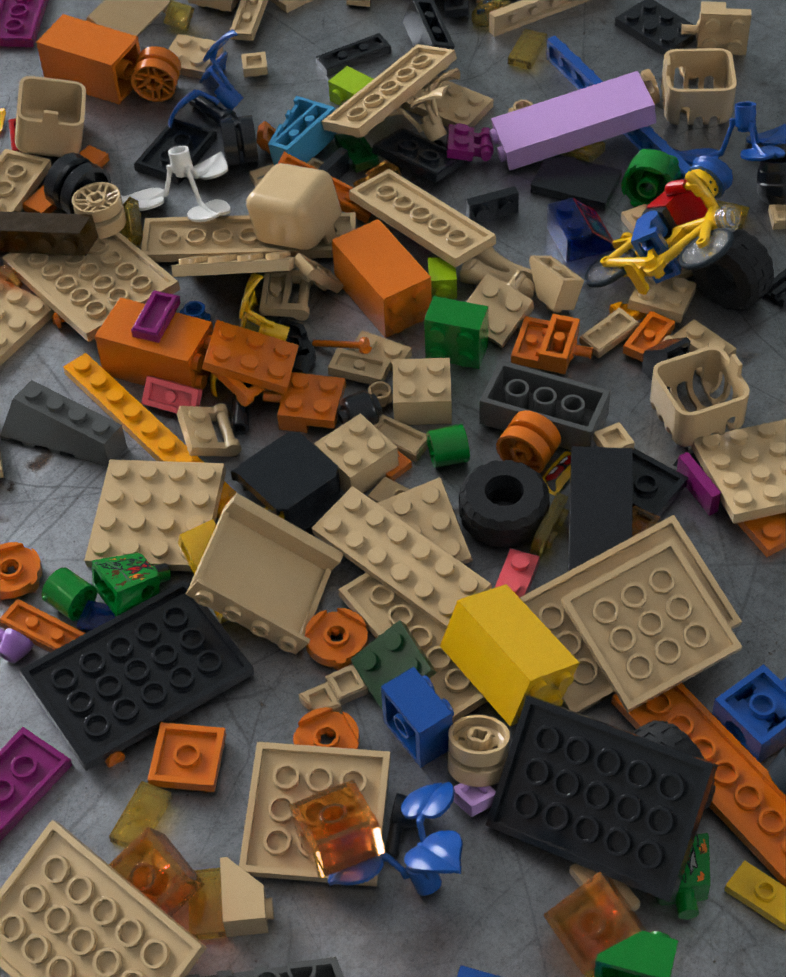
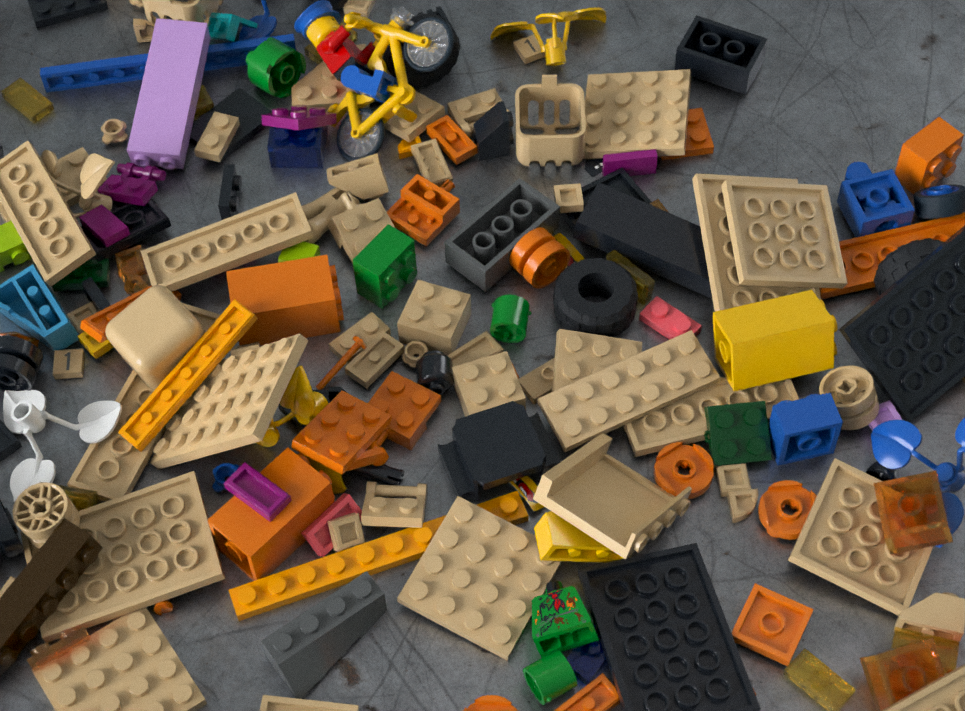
camera: 70 degrees left, 5 degrees up
(165, 406) = (346, 531): none -> tan tile
(266, 238) = (187, 375): none -> light orange tile
(406, 138) = (104, 225): none -> magenta tile
(551, 174) = (217, 136): none -> tan plate
(596, 215) = (299, 118): none -> magenta plate
(689, 129) = (225, 26): none -> teal panel

